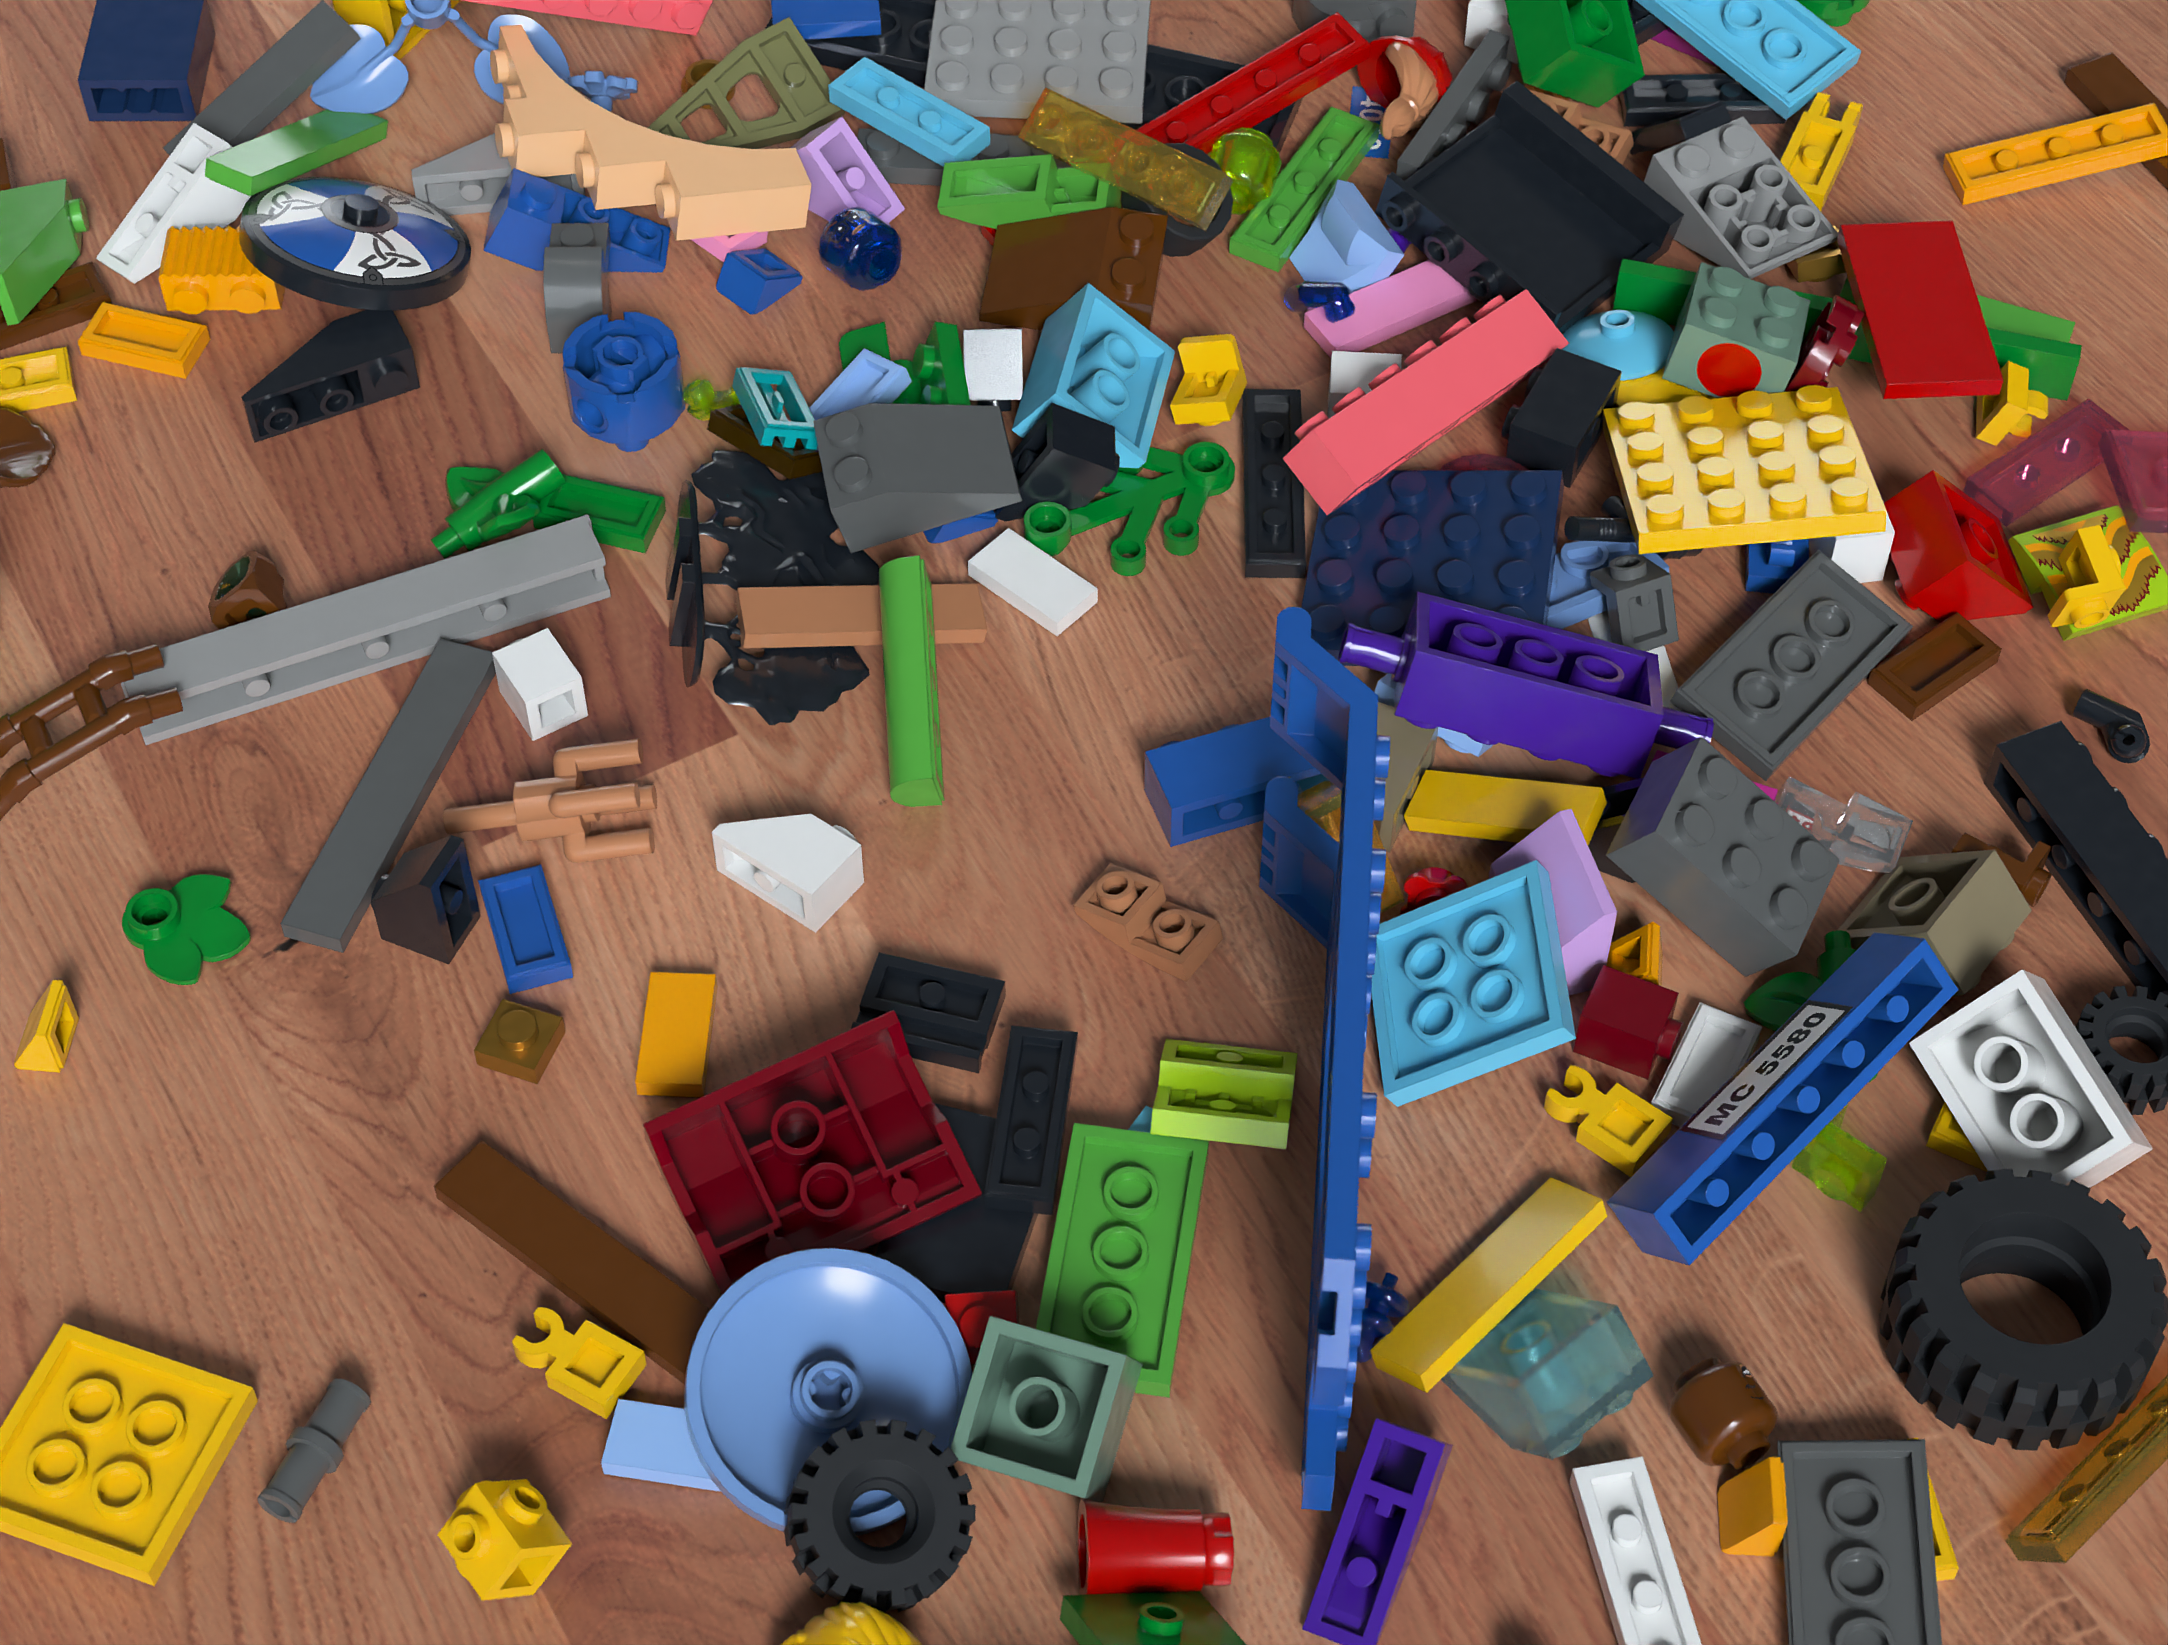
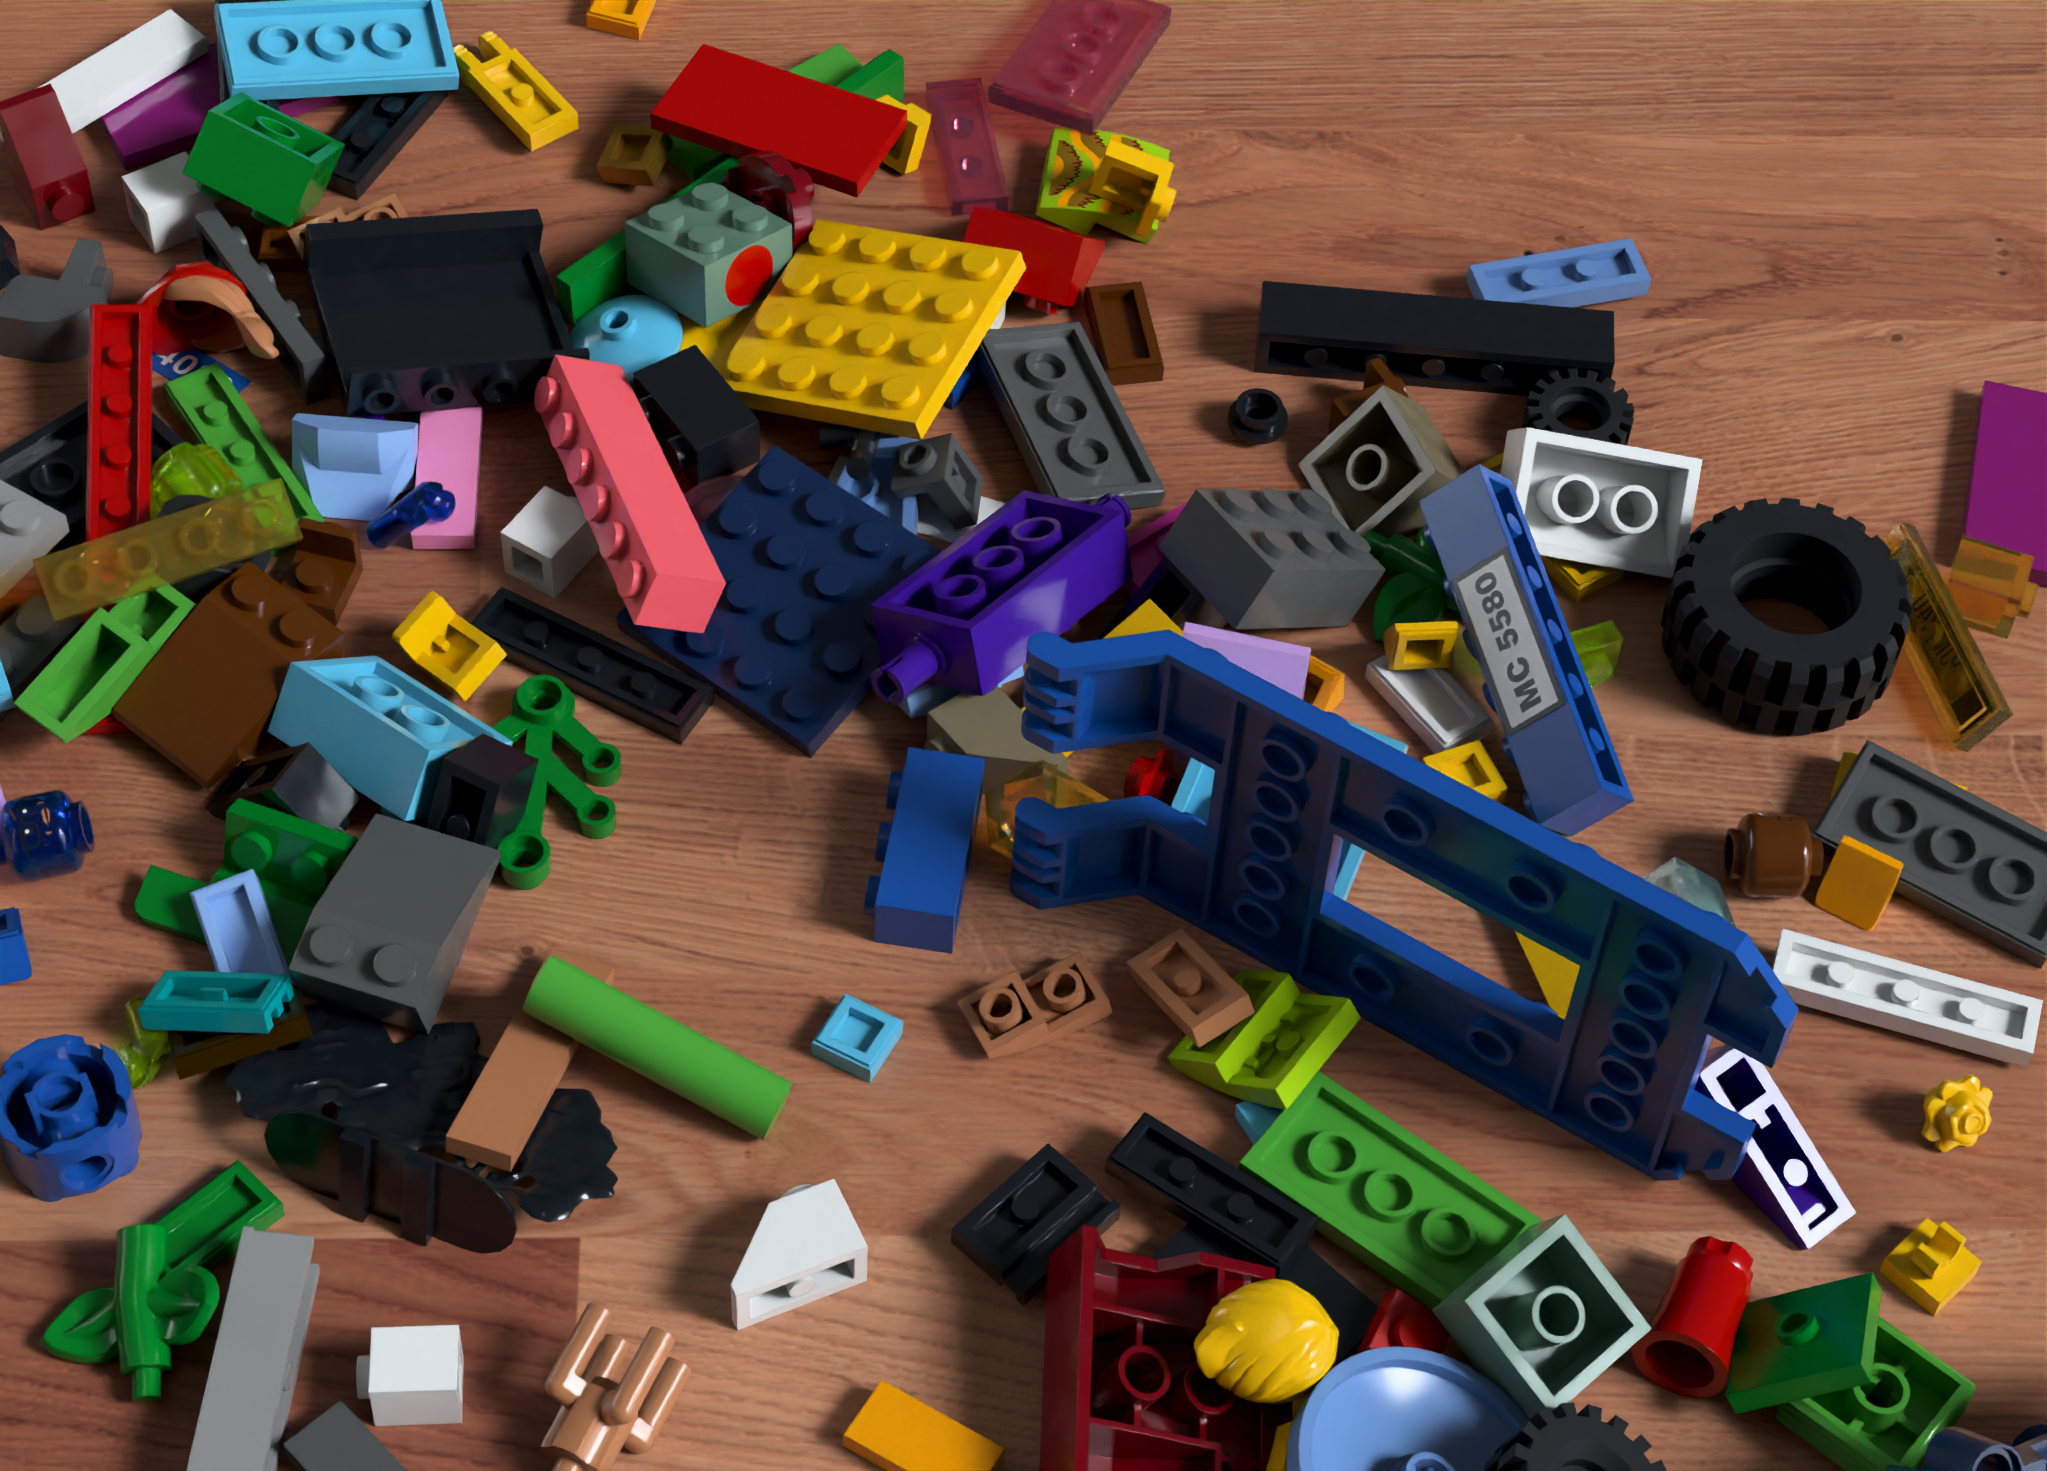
camera: 65 degrees left, 0 degrees up
(876, 1199) = (1267, 1342): none -> yellow hair
(1032, 581) = (574, 905): white tile -> none
(1035, 818) = (857, 1038): none -> medium azure tile
(1227, 284) = (325, 567): none -> reddish brown bracket
(1231, 1012) = (1190, 987): none -> nougat plate
(1628, 1023) = (1373, 704): dark red brick -> none
(1679, 127) = (428, 156): black tile -> none
(1736, 1021) = (1420, 645): none -> yellow slope
(1738, 201) = (552, 163): light grey slope -> none
(1858, 832) = (1255, 466): clear slope -> none
(1922, 789) = (1258, 416): none -> black plate
(2119, 724) = (1264, 256): black arm -> none

